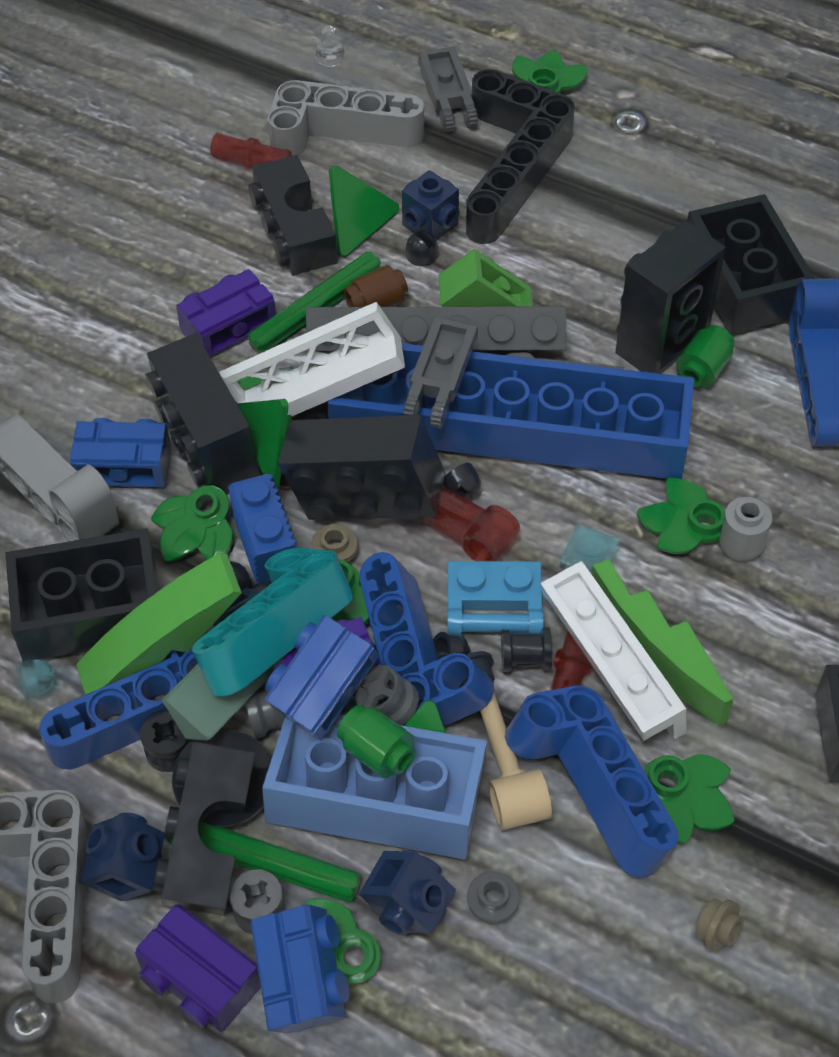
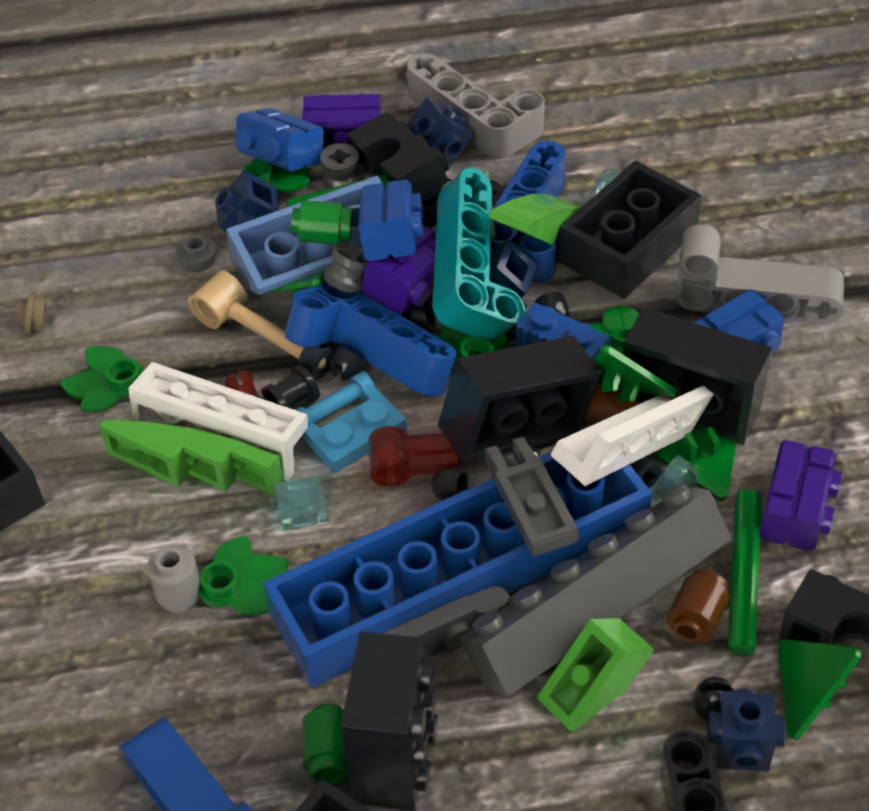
camera: 145 degrees right, 5 degrees down
(602, 767) = (167, 335): blue beam -> none

